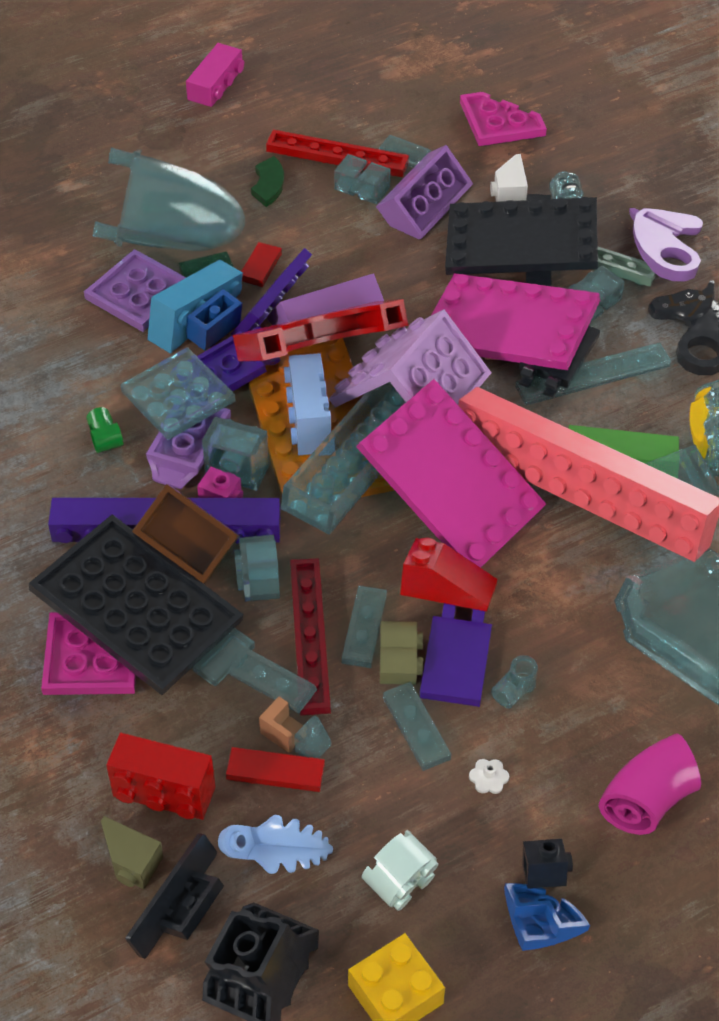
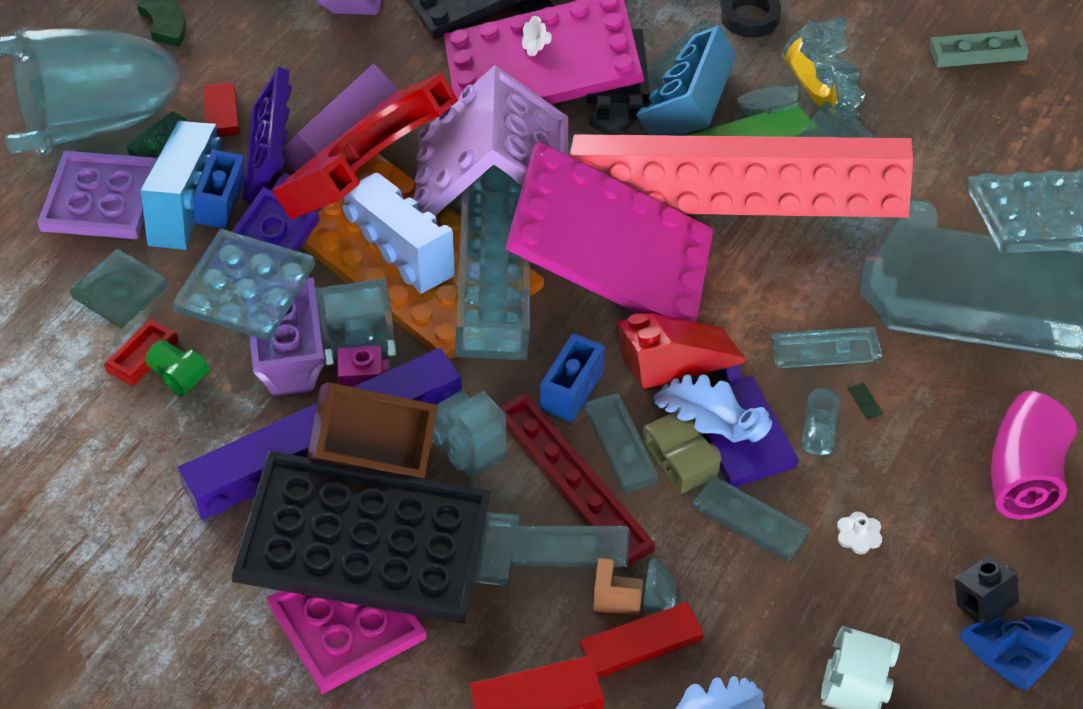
camera: 30 degrees left, 0 degrees up
(76, 413) = (129, 360): none -> red tile
(108, 360) = (119, 288): none -> clear light blue tile
(357, 563) = (572, 377): none -> blue brick
(437, 633) = (713, 409): none -> light blue plant
(509, 302) = (535, 36): none -> white plant
(566, 630) = (826, 347): none -> clear light blue tile
(567, 684) = (865, 400): none -> clear green piece
(605, 389) = (691, 86): none -> dark azure wedge
(660, 425) = (769, 99): none -> clear light blue tile

